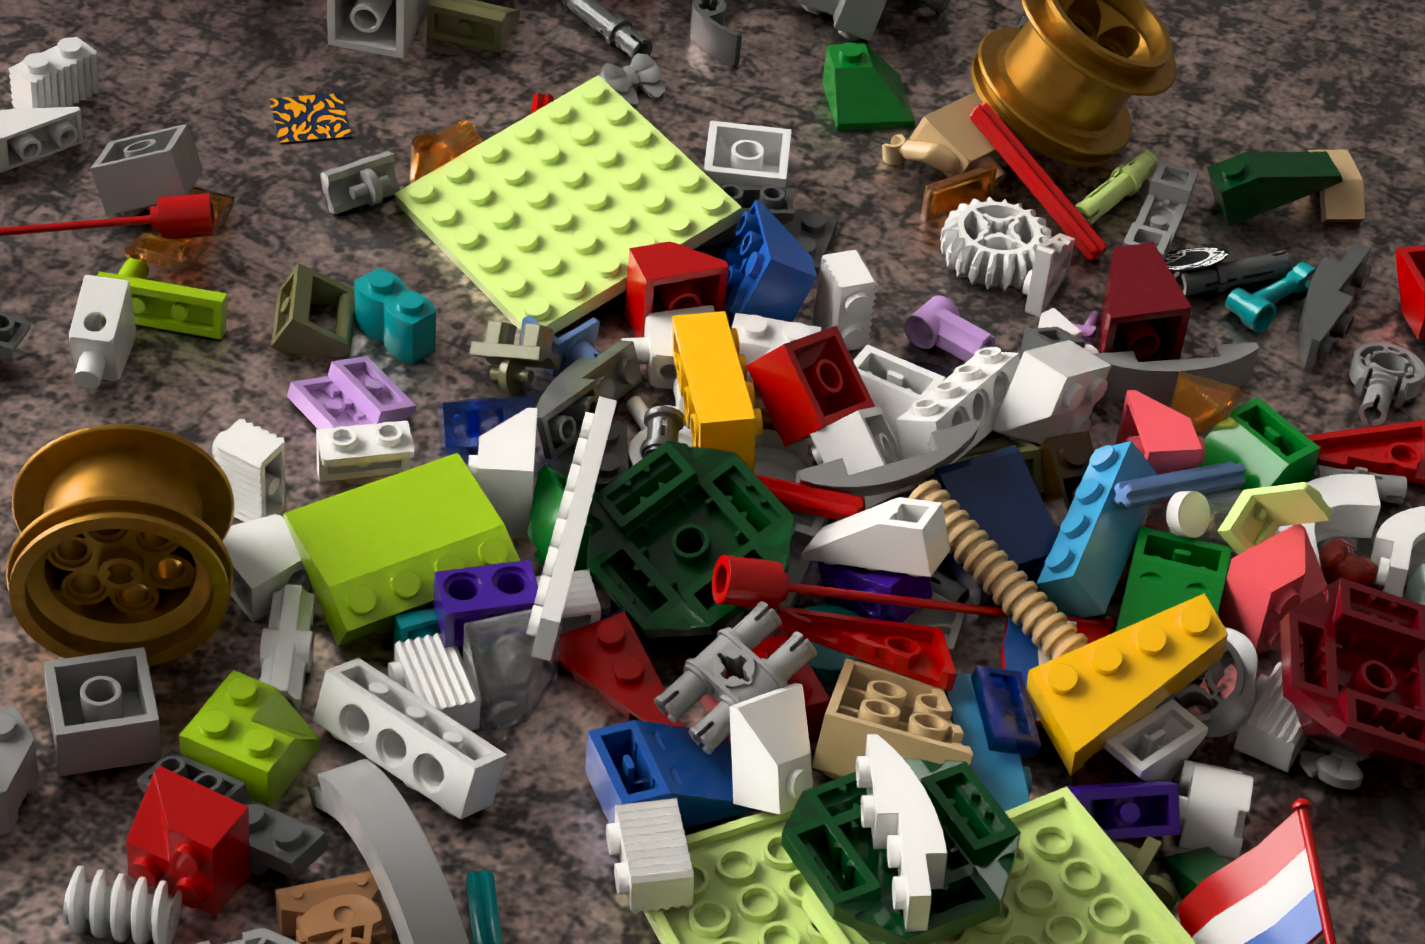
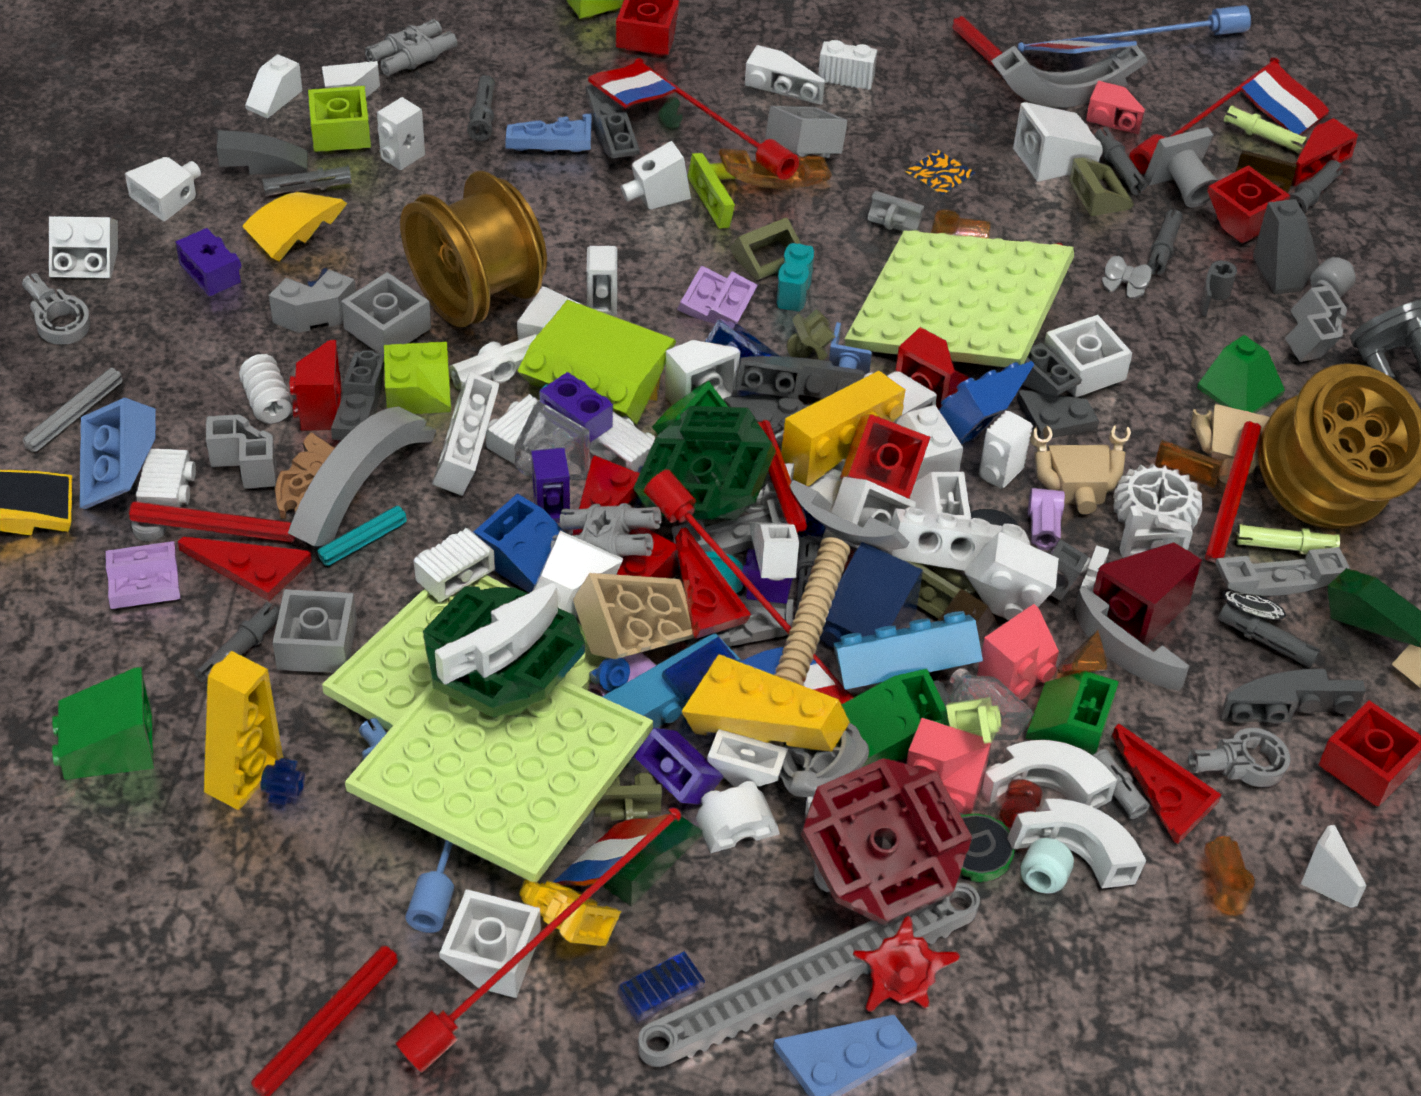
camera: 60 degrees right, 5 degrees up
(363, 450) = (670, 314): white bracket -> none
(569, 529) = (649, 406): white plate -> none
(581, 694) = (551, 481): none -> dark purple brick
(912, 263) = (1080, 470): none -> tan torso
(1164, 486) = (982, 671): medium blue axle -> none
(1188, 514) = (951, 683): white tile -> none
(1258, 310) = (1243, 659): teal brick -> none

